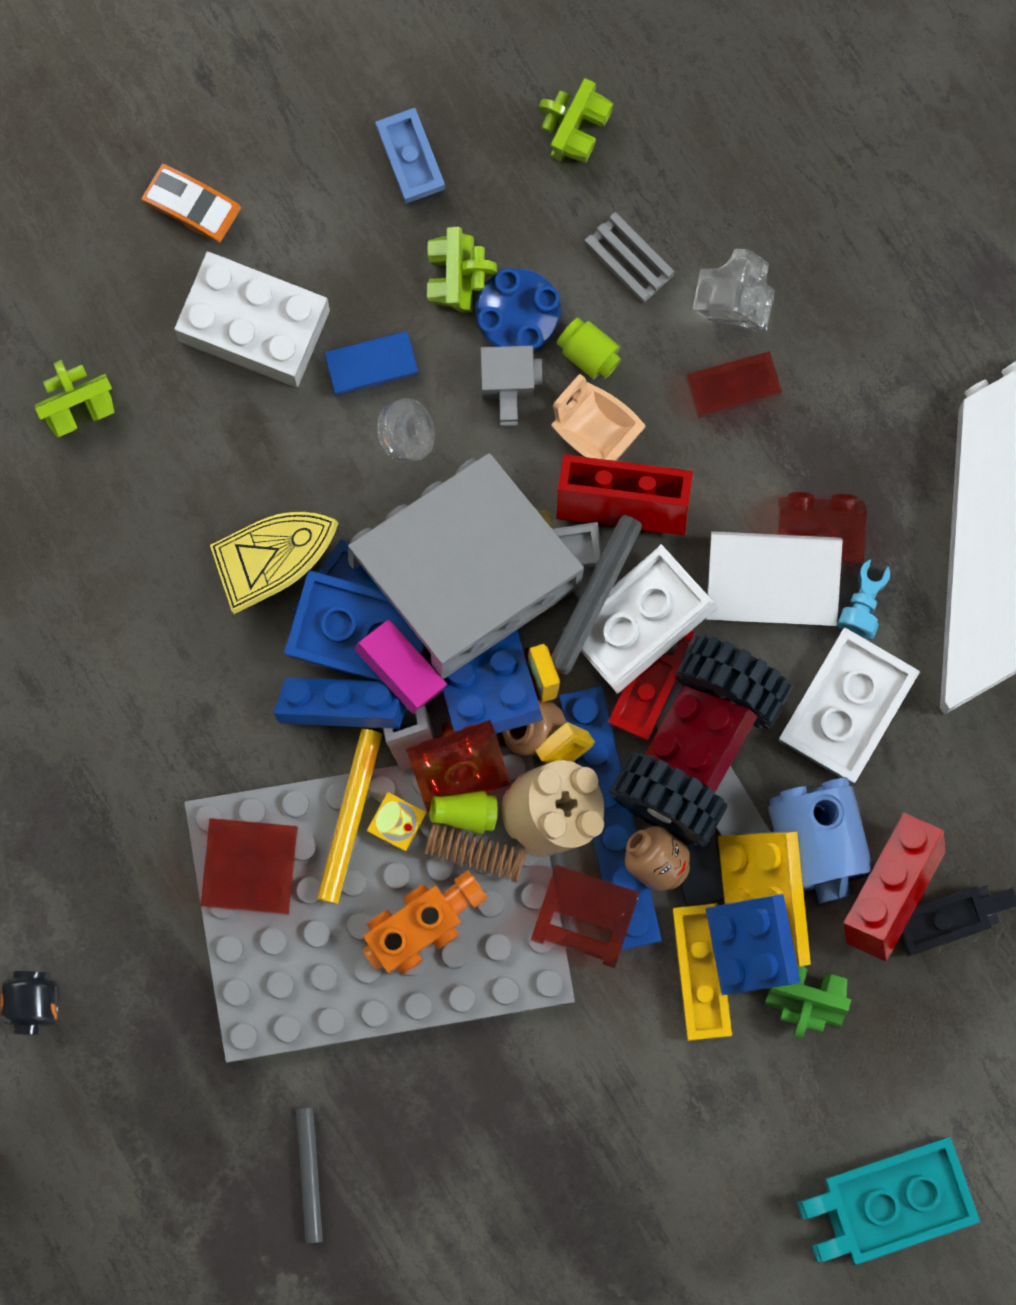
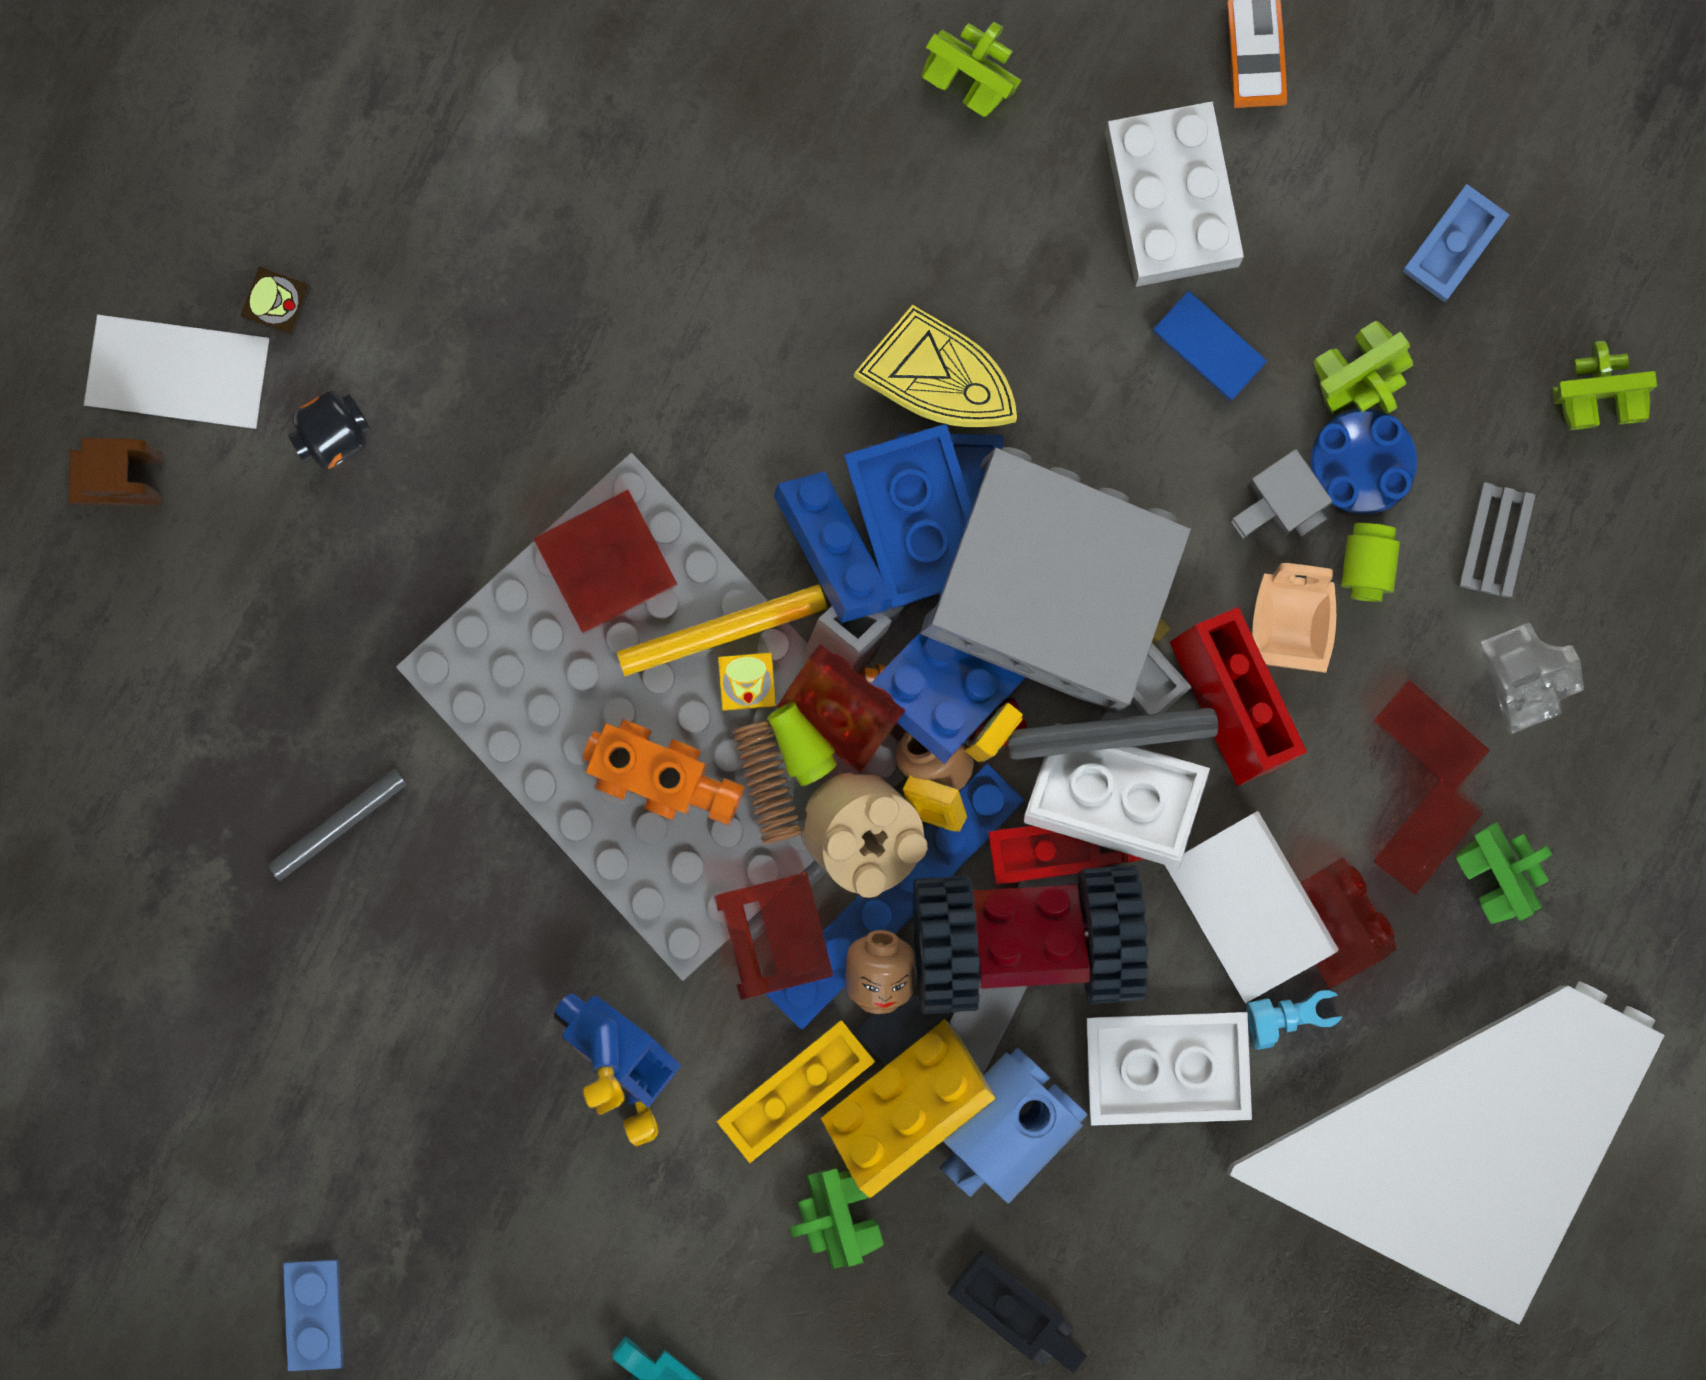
camera: 60 degrees right, 5 degrees up
(400, 666) = (905, 582): dark pink tile -> none
(406, 430) = (1160, 428): clear plate -> none
(601, 1072) = (621, 1058): none -> blue torso
(753, 945) = (852, 1126): blue plate -> none
(801, 429) = (1428, 835): none -> clear red plate
(839, 394) = (1494, 852): none -> bright green hips
(894, 887) = (1007, 1234): brick -> none

